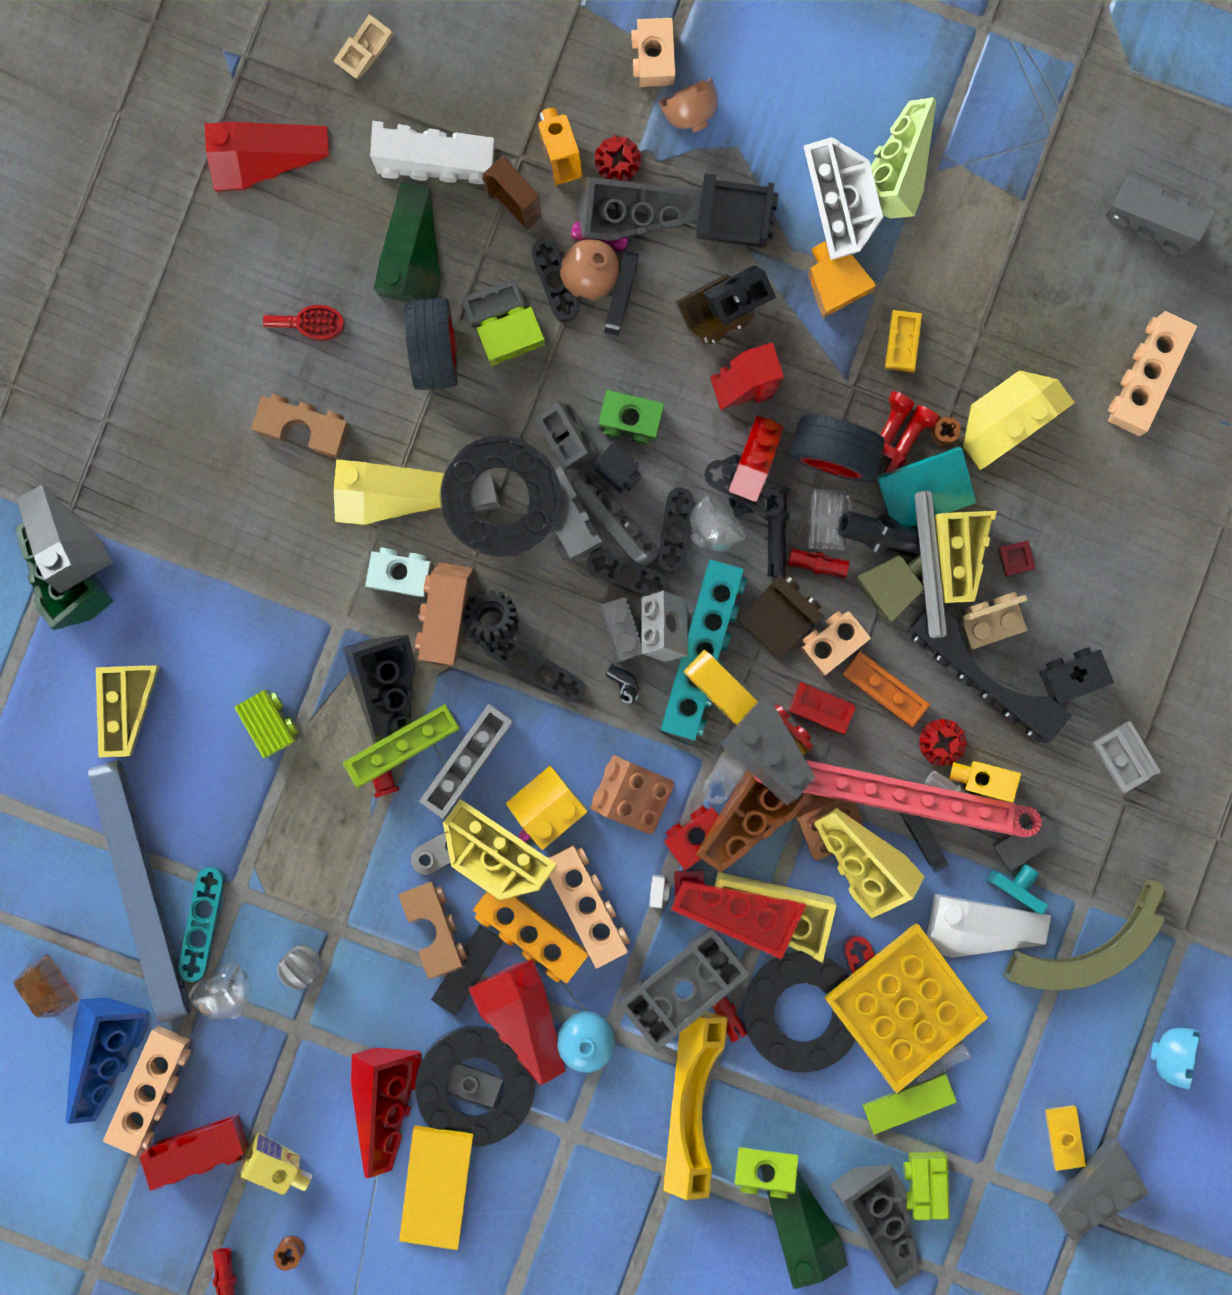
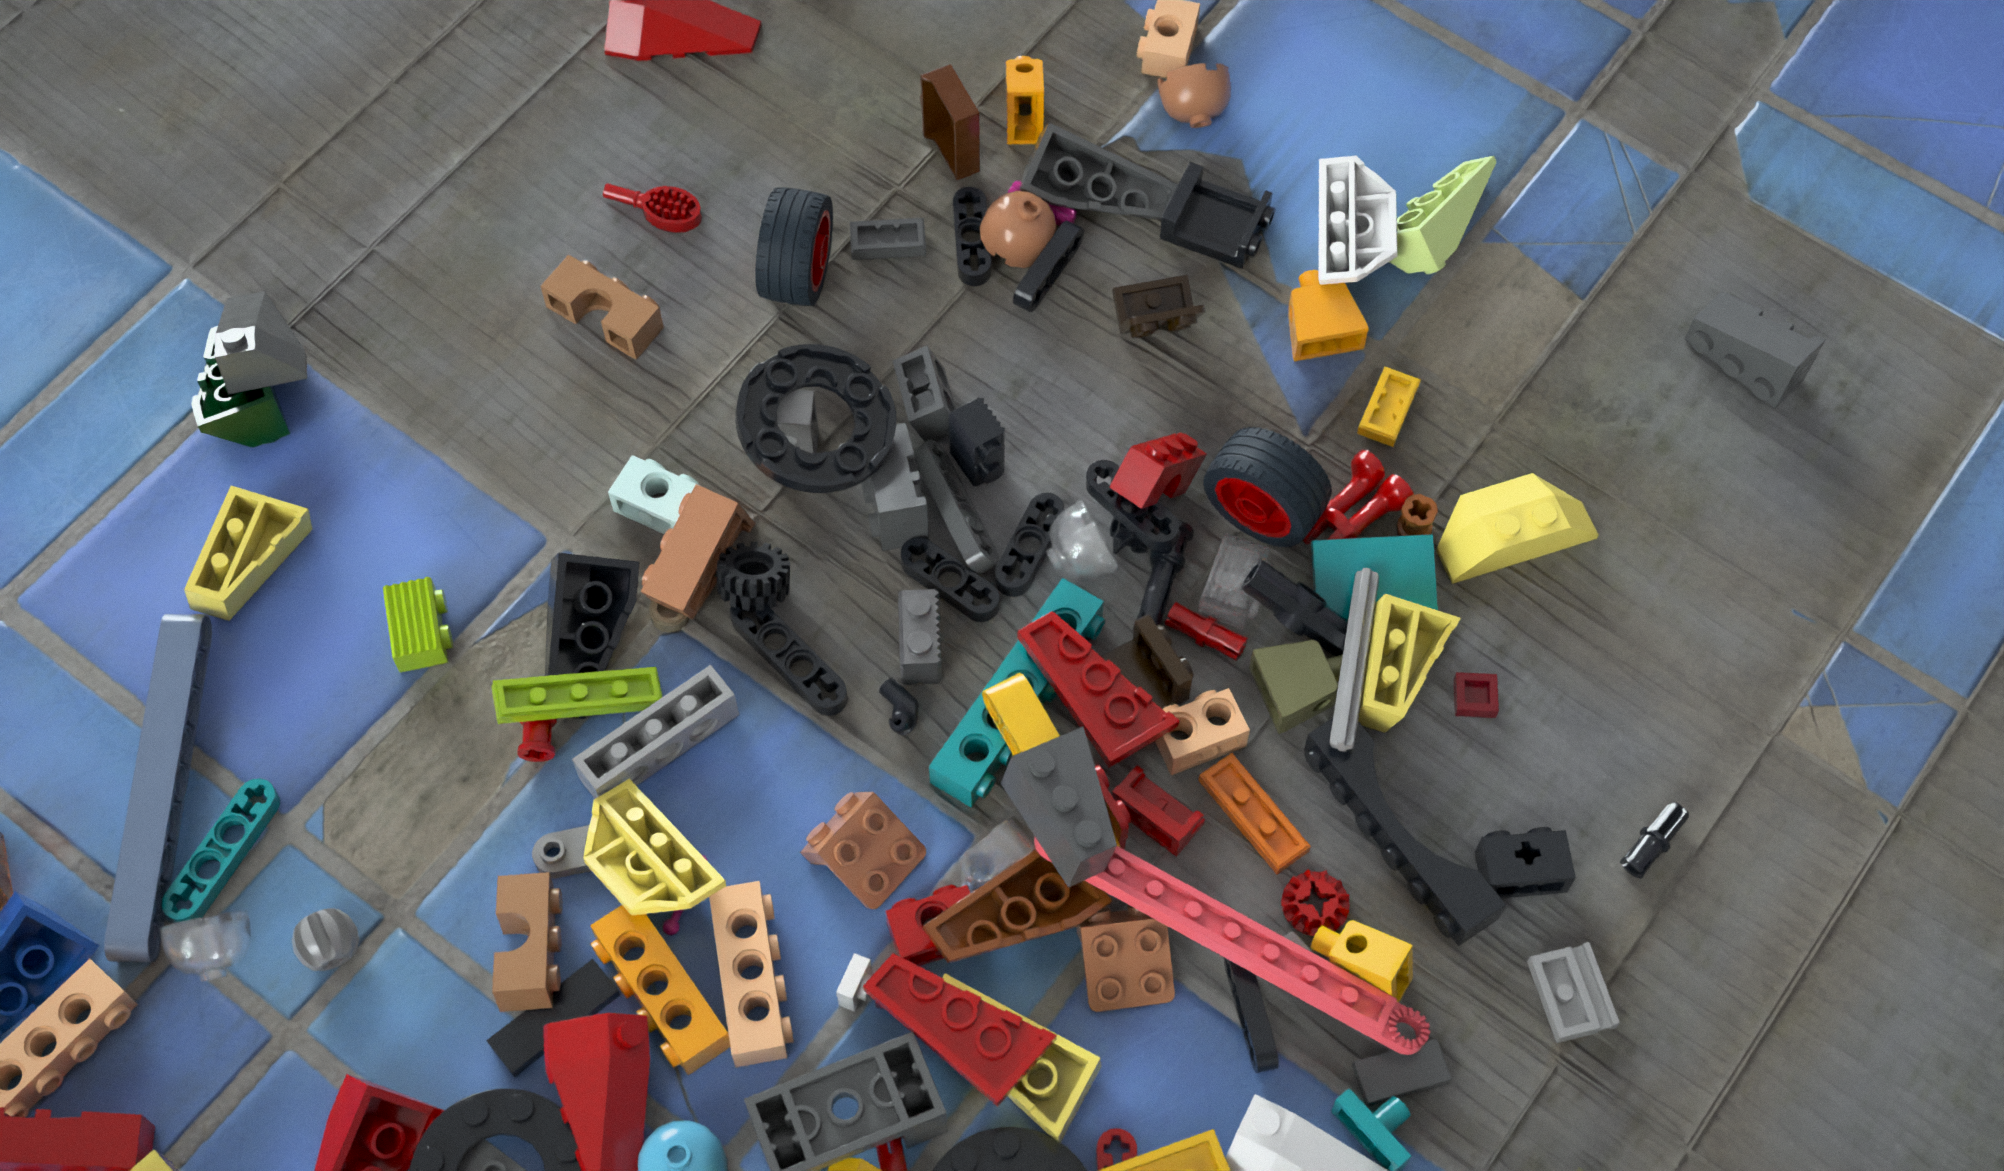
camera: 20 degrees right, 25 degrees down
(382, 492) = (668, 399): light yellow wedge -> none
(409, 255) = (808, 153): dark green wedge -> none
(430, 154) = (860, 66): white wedge -> none
(510, 335) = (896, 276): lime brick -> none
(546, 807) = (744, 834): yellow slope -> none
(618, 404) = (1006, 381): bright green brick -> none
(624, 170) = (1108, 129): red gear -> none
(664, 626) = (976, 641): light grey brick -> none
(739, 294) = (1201, 285): black brick -> none
(752, 376) = (1179, 383): red wedge -> none
(765, 648) = (1100, 699): none -> red wing
(875, 870) = (1168, 1029): light yellow wedge -> none
(993, 623) = (1426, 755): tan bracket -> none
(1159, 631) = (1654, 840): none -> black axle
(1176, 335) = (1676, 567): light nougat brick -> none

